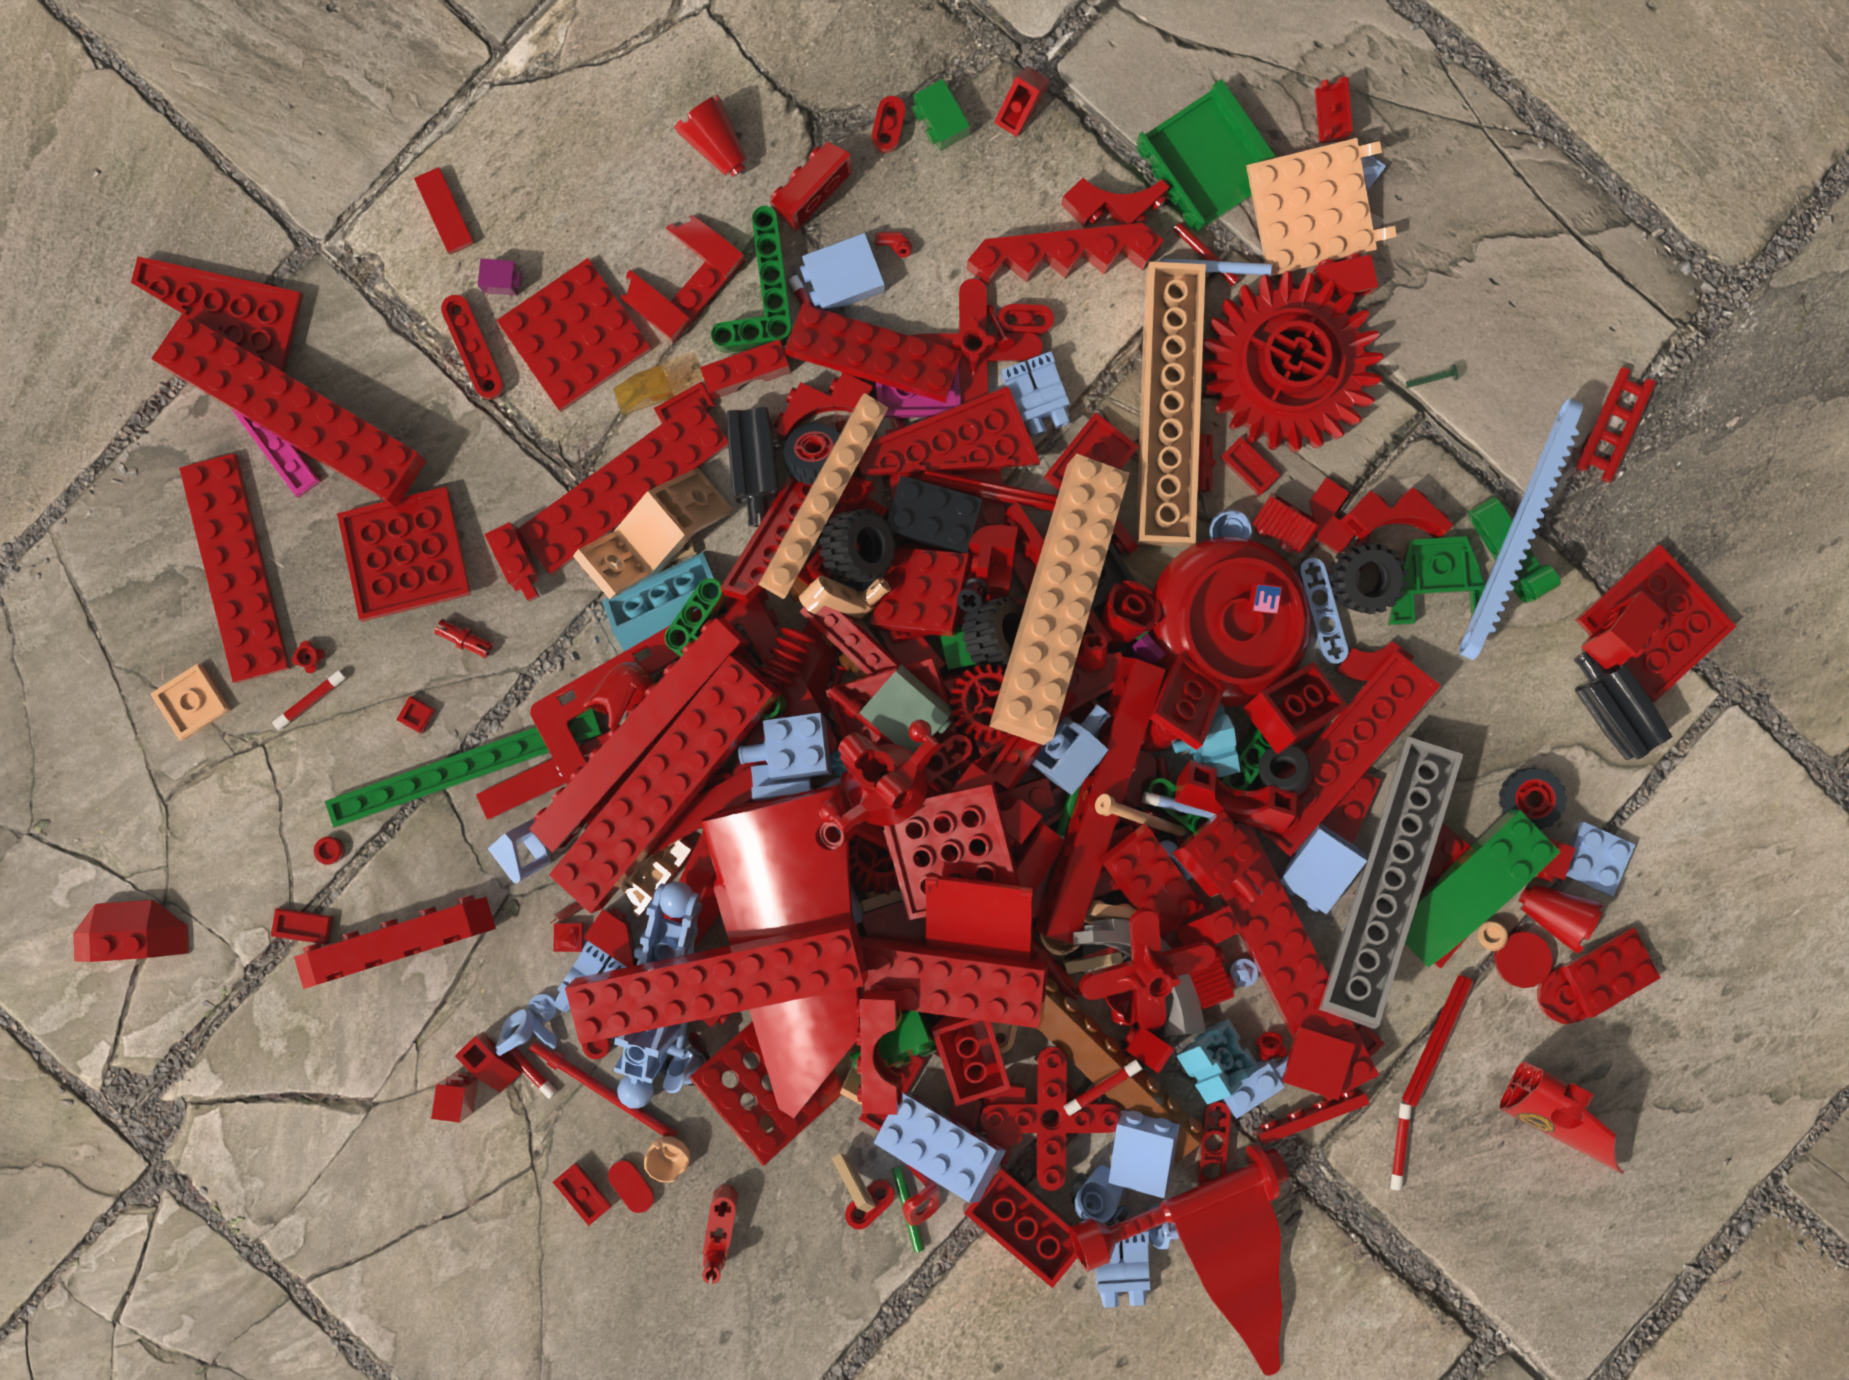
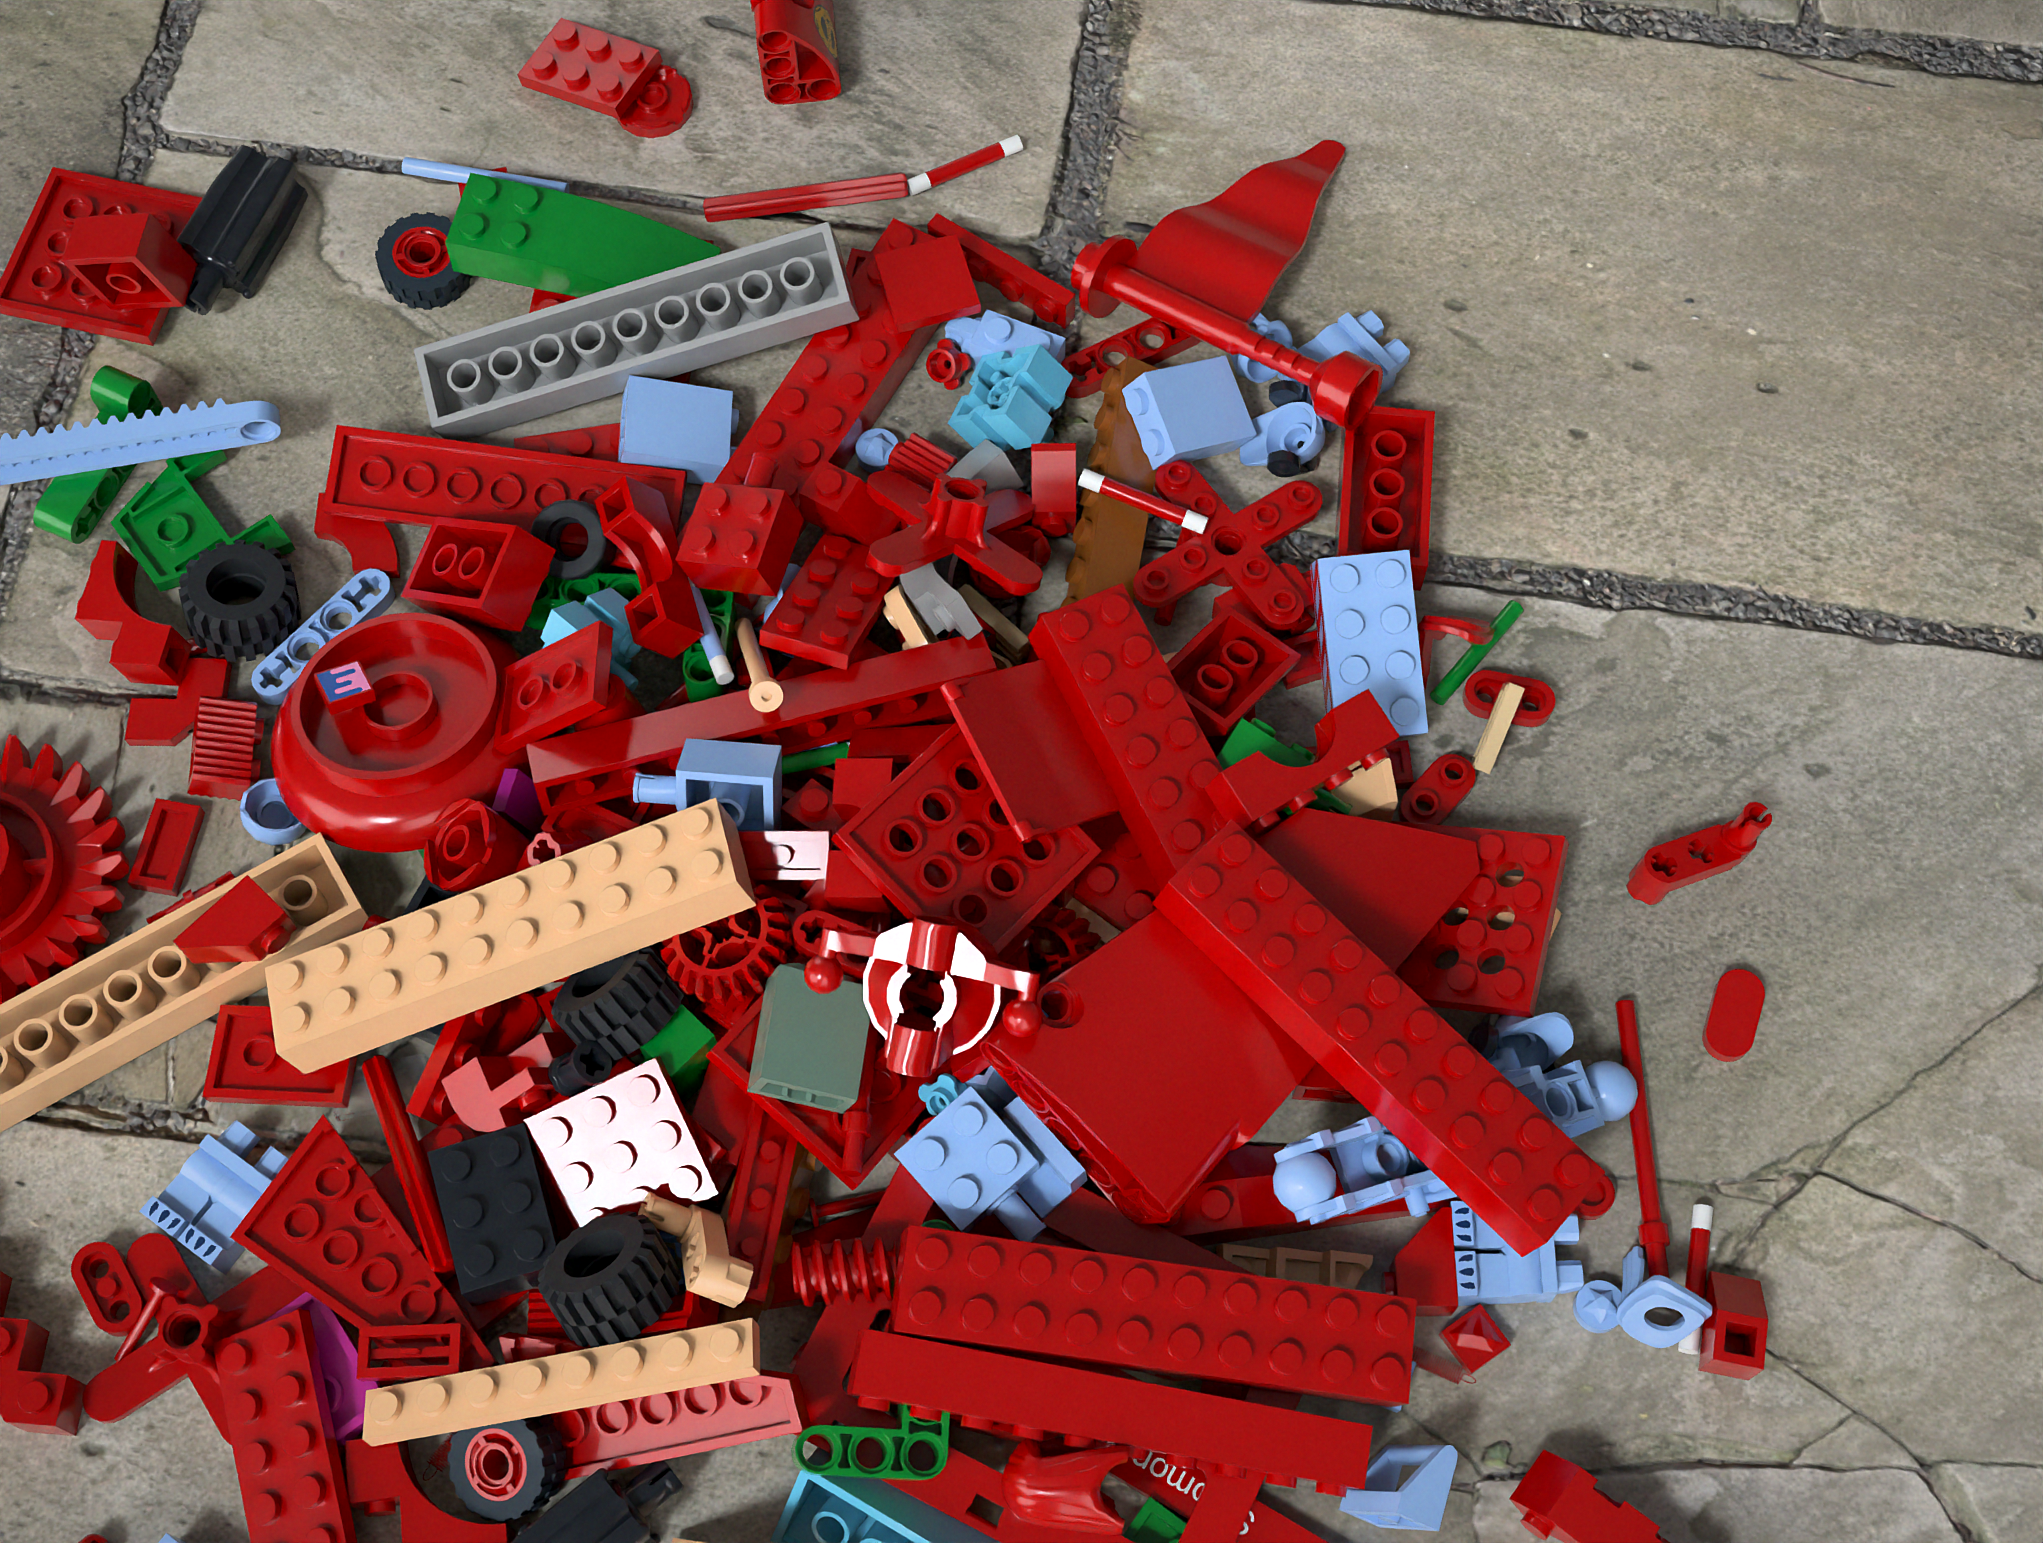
camera: 120 degrees left, 20 degrees down
(454, 1098) = (1819, 1331): red brick -> none
(582, 1193) = (1797, 1071): red plate -> none
(666, 1159) = (1660, 986): light nougat hair -> none
(845, 1127) = (1438, 791): none -> red plate
(878, 458) = (454, 1352): none -> red tile
(1163, 475) = (237, 928): none -> red slope
(1493, 935) = (633, 201): light nougat tile -> none
(1523, 960) = (639, 165): red tile -> none
(1561, 862) = (461, 173): none -> light blue bar
(1562, 914) = (551, 134): red cone -> none
(1598, 858) = (456, 142): light blue plate -> none

